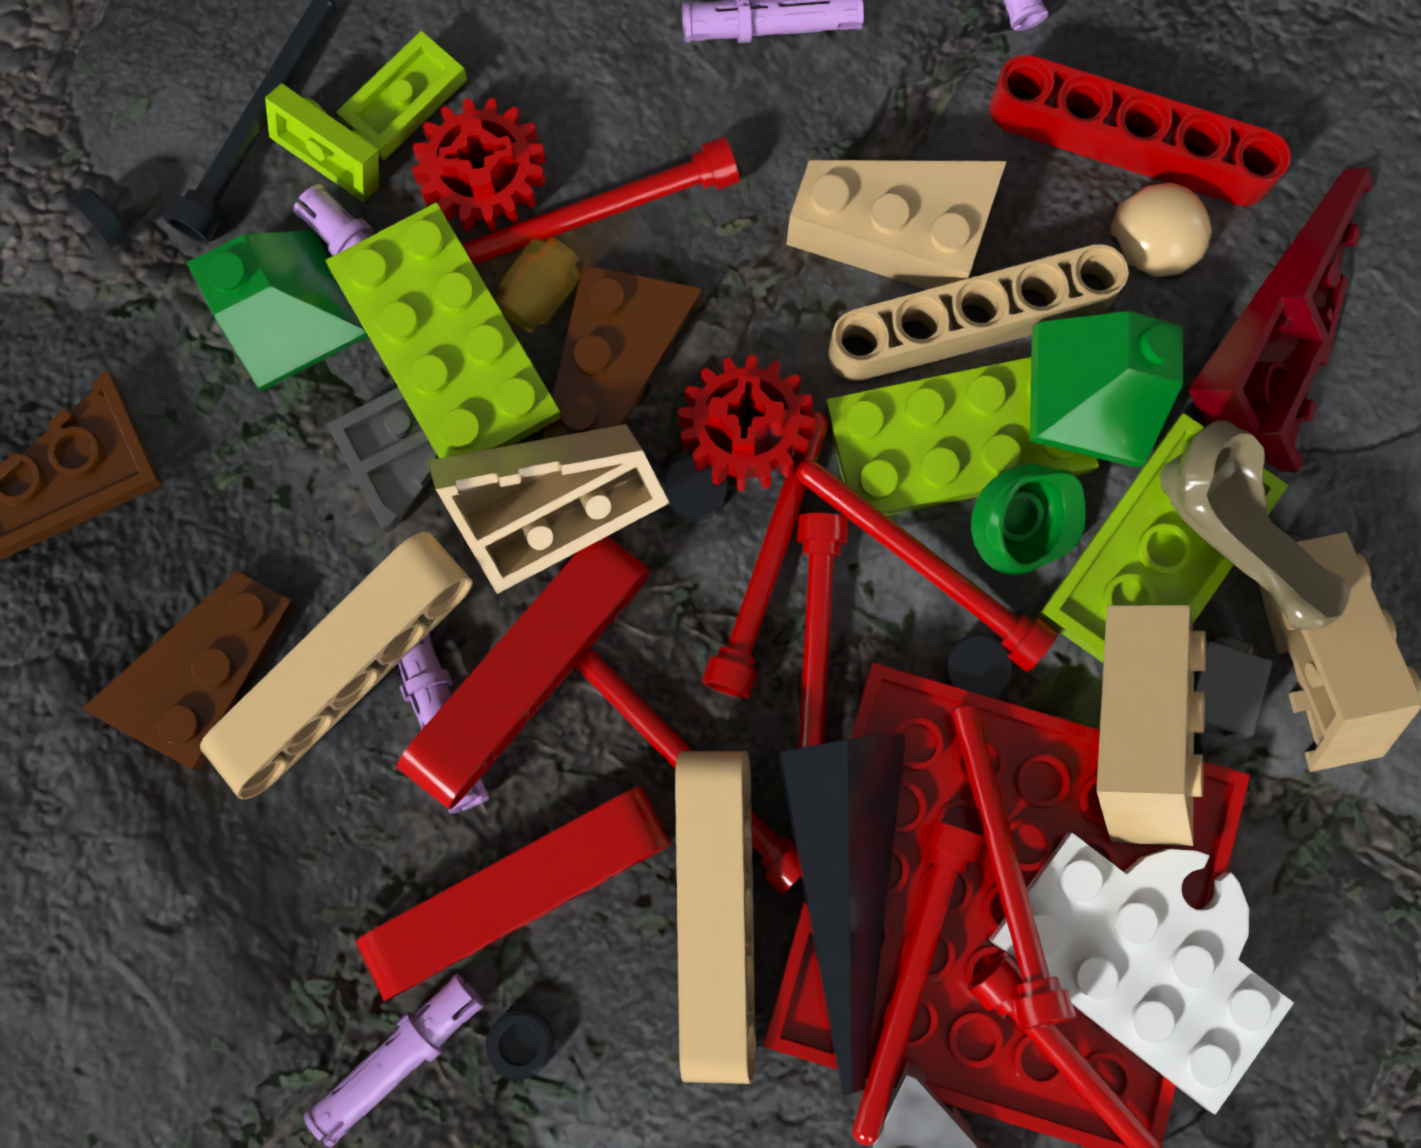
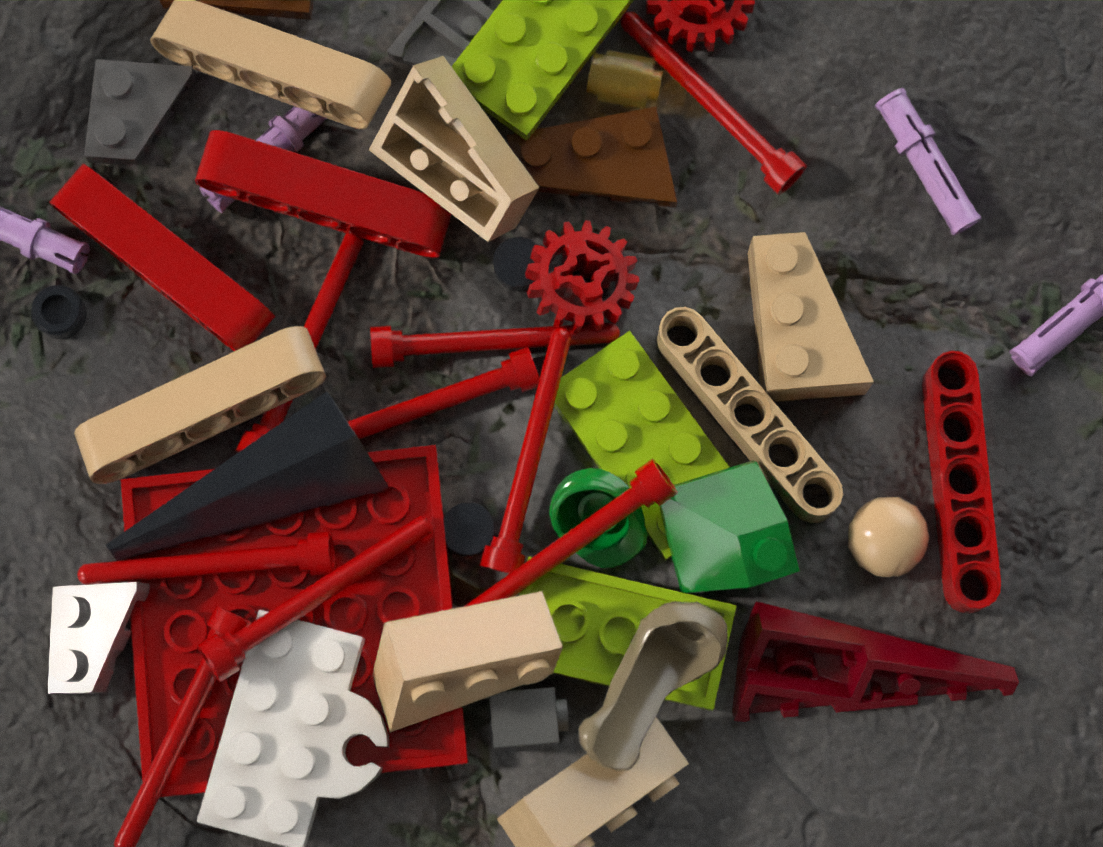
camera: 70 degrees right, 0 degrees up
(307, 857) = (130, 107): none -> flat silver wing
(1034, 442) = (646, 489): none -> red piece

